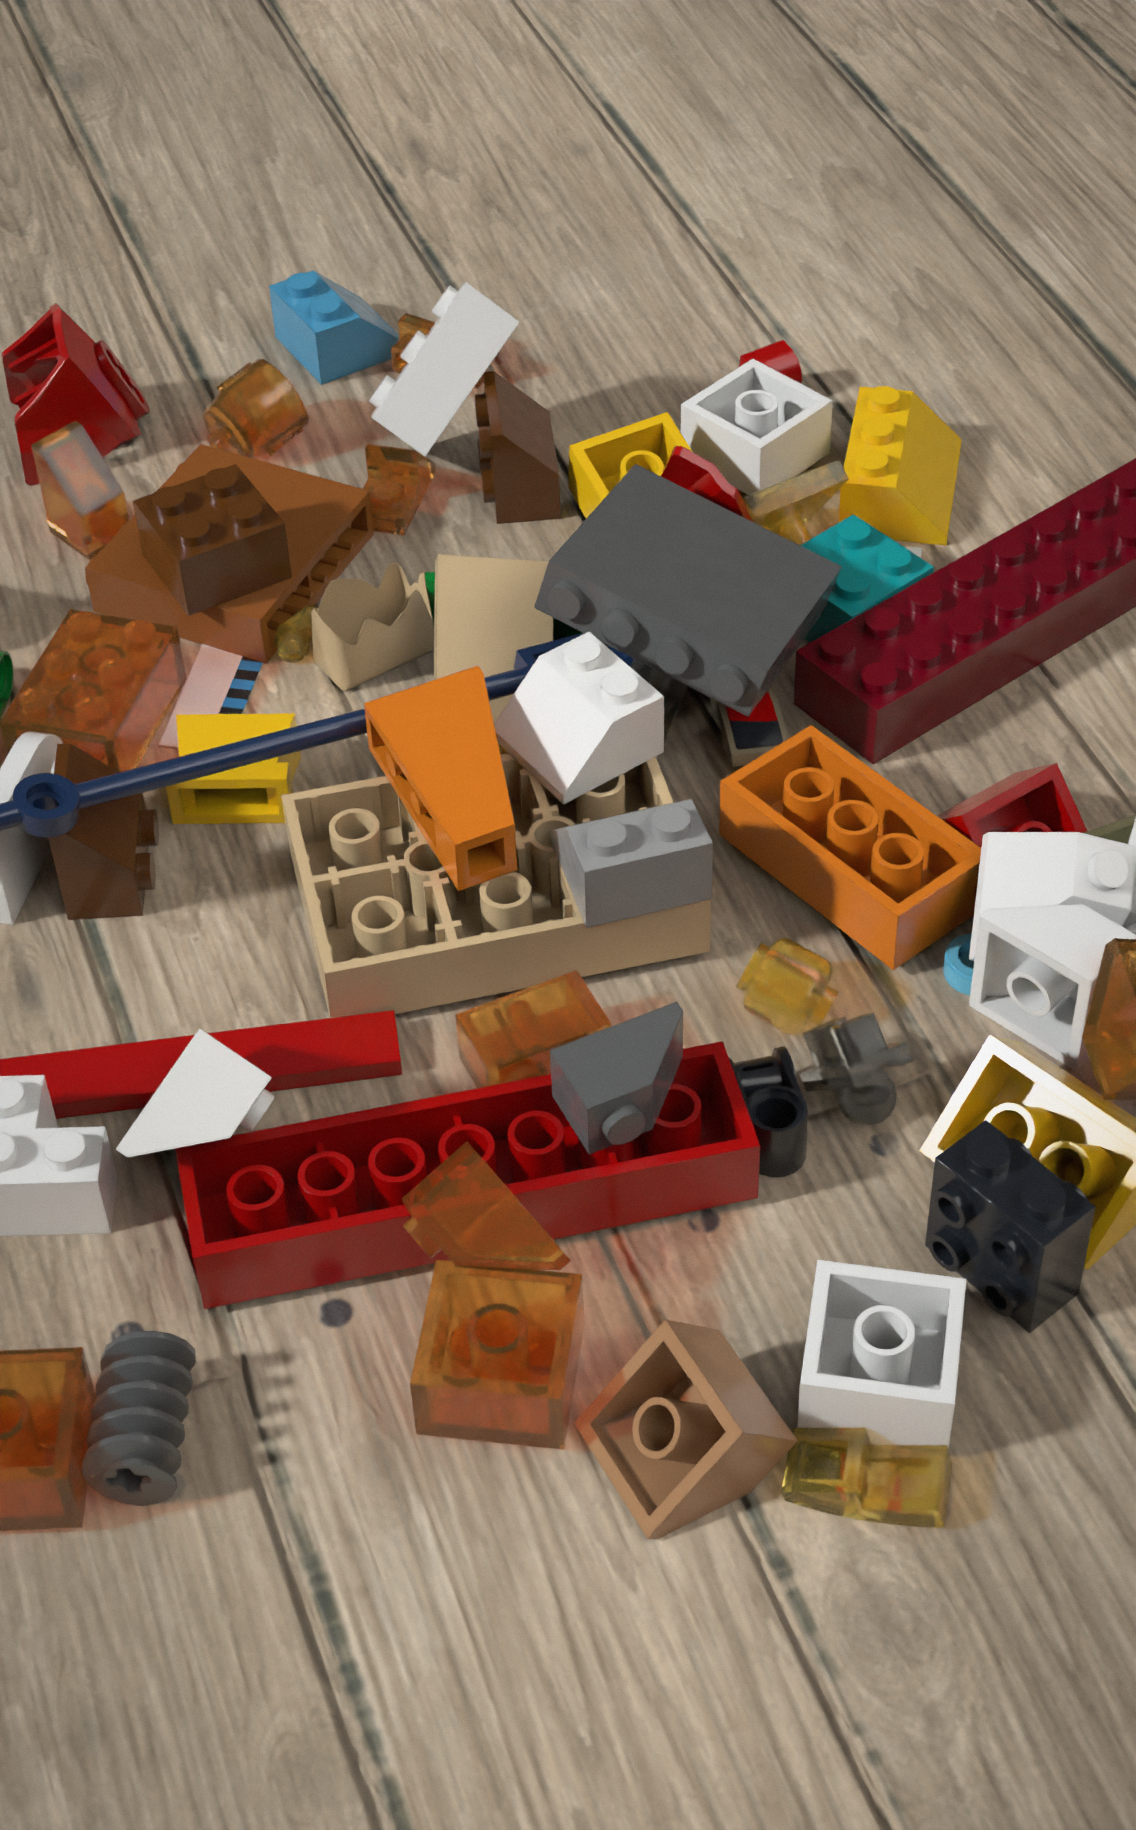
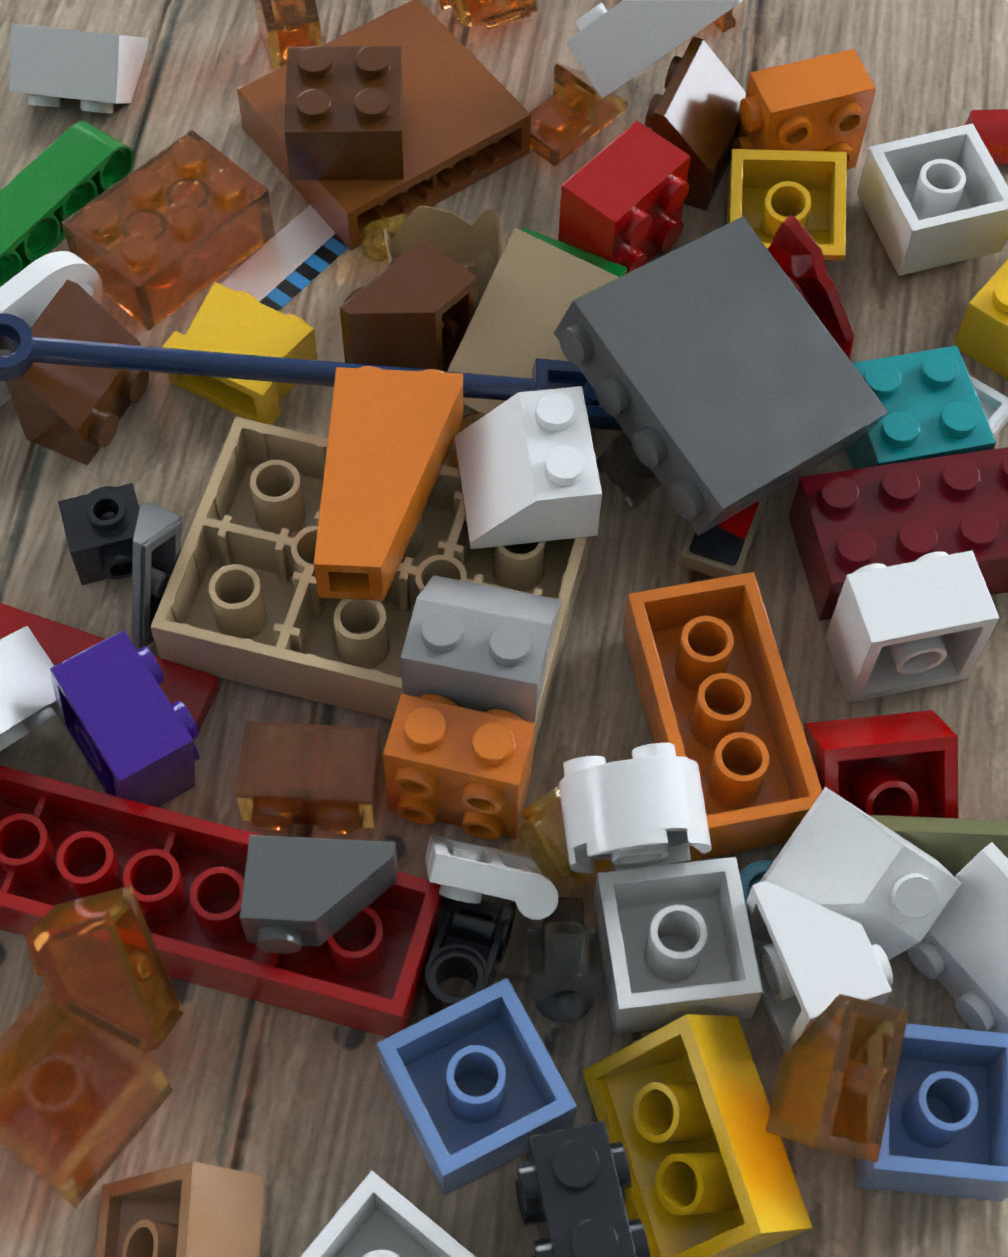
camera: 25 degrees right, 15 degrees up
(216, 941) = (101, 532): none -> black brick
(289, 942) = (154, 558): none -> dark grey slope
(350, 1047) = (125, 722): none -> dark purple brick
(378, 653) = (410, 312): none -> reddish brown slope
(505, 507) = (627, 199): none -> red brick
(606, 393) = (808, 106): none -> orange brick
(669, 953) = (458, 766): none -> orange brick
(759, 1019) = (475, 869): none -> white plate
(795, 501) = (897, 308): clear yellow tile -> none
(846, 1180) = (475, 1085): none -> medium blue brick
(847, 910) = (633, 809): none -> white brick
(943, 1003) = (675, 944): none -> white brick
(958, 718) = (910, 625): none -> white brick

